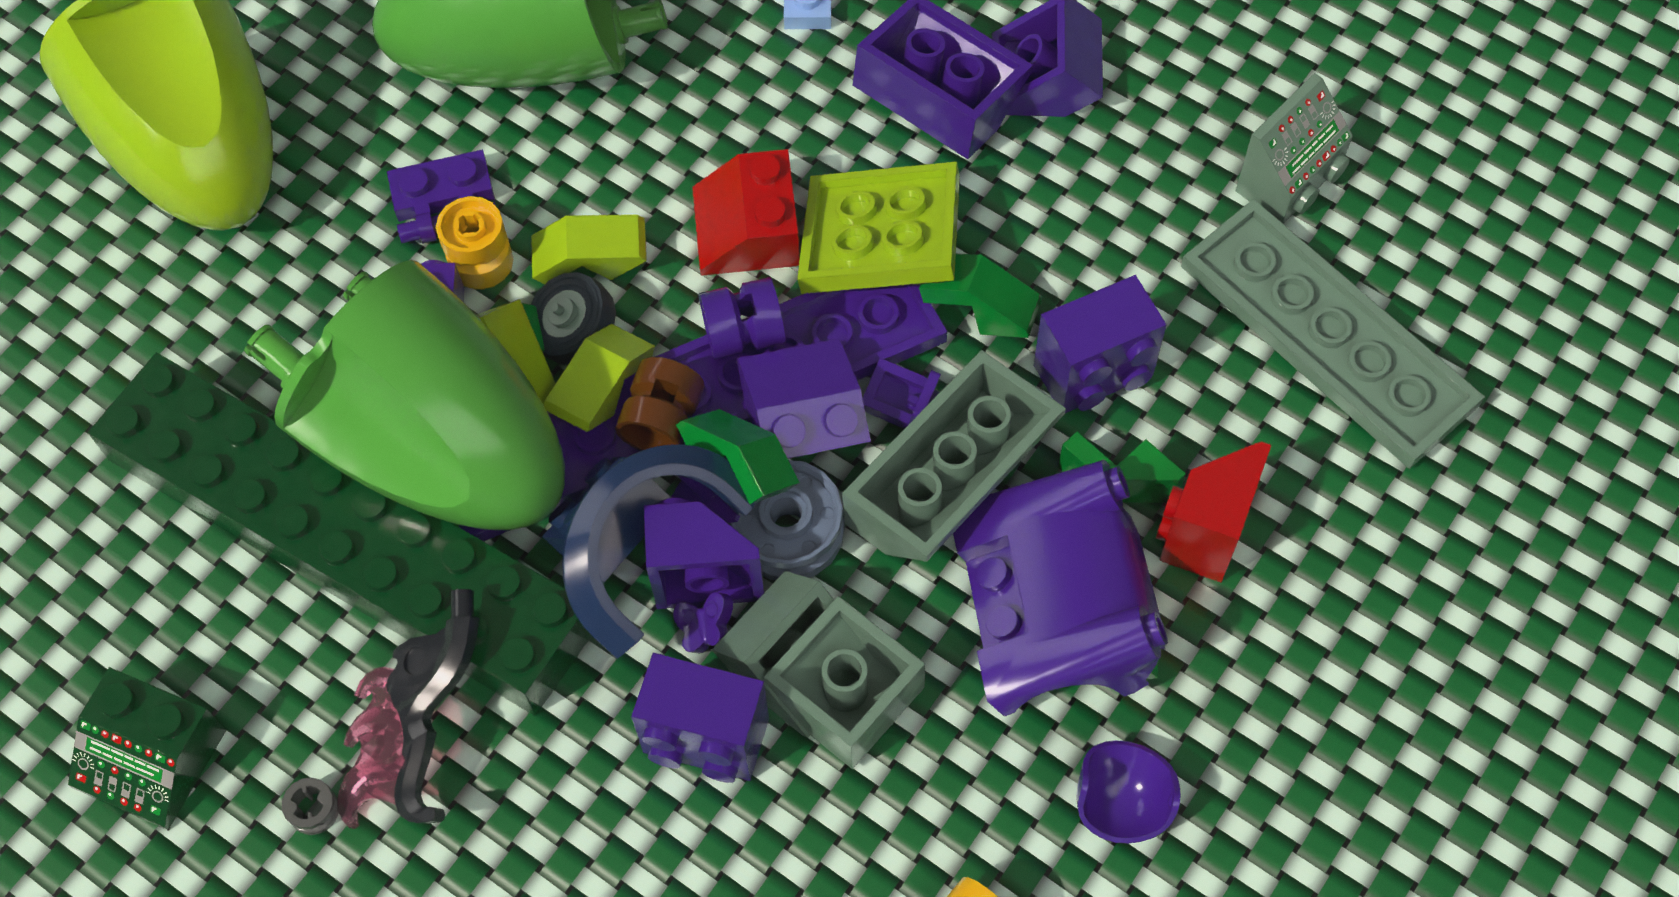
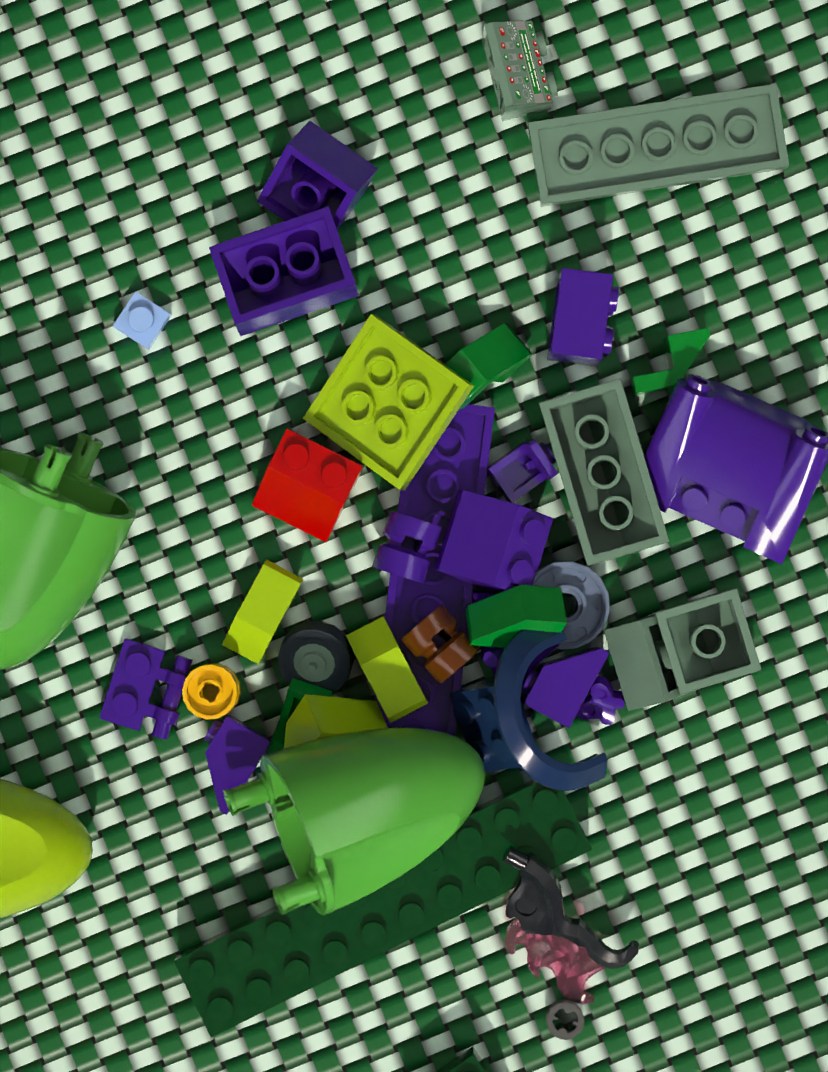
camera: 60 degrees left, 25 degrees up
(701, 718) = (678, 748): dark purple brick -> none
(1210, 512) = (747, 328): red slope -> none

